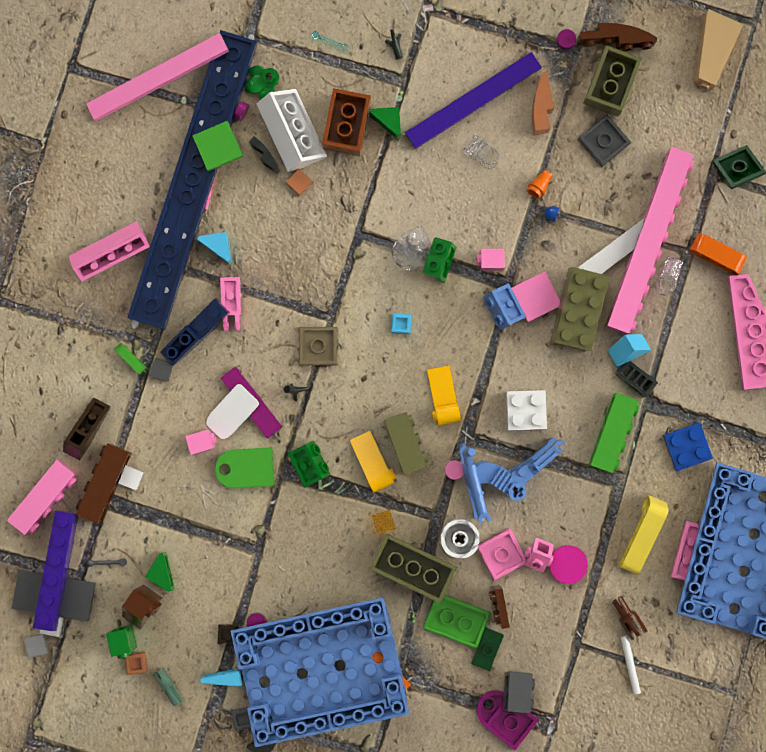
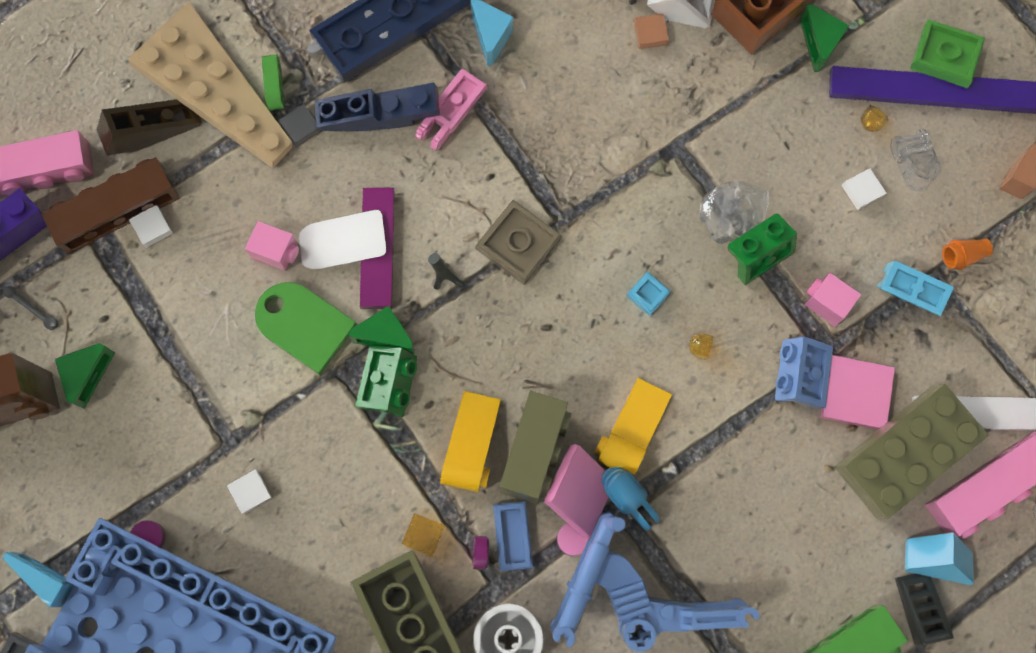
camera: 40 degrees right, 10 degrees down
(93, 383) = (200, 74): none -> tan wing
(224, 632) = (97, 510): dark brown tile -> none
(287, 565) = (249, 492): none -> white tile
(289, 441) = (382, 330): none -> green slope
(416, 509) = (480, 552): none -> magenta tile
(425, 490) = (512, 536): none -> medium blue tile
(441, 446) = (578, 491): none -> bright pink tile
(445, 330) = (701, 345): none -> clear yellow hinge
(446, 146) = (873, 119): none -> clear yellow hinge
(458, 81) = (947, 53): none -> bright green tile
(464, 431) = (628, 495): none -> dark azure arm
(467, 188) = (864, 189): none -> white tile
(525, 410) = (734, 532): white brick -> none
(527, 224) = (915, 287): none -> medium azure hinge
(551, 213) = (958, 300): blue hinge -> none

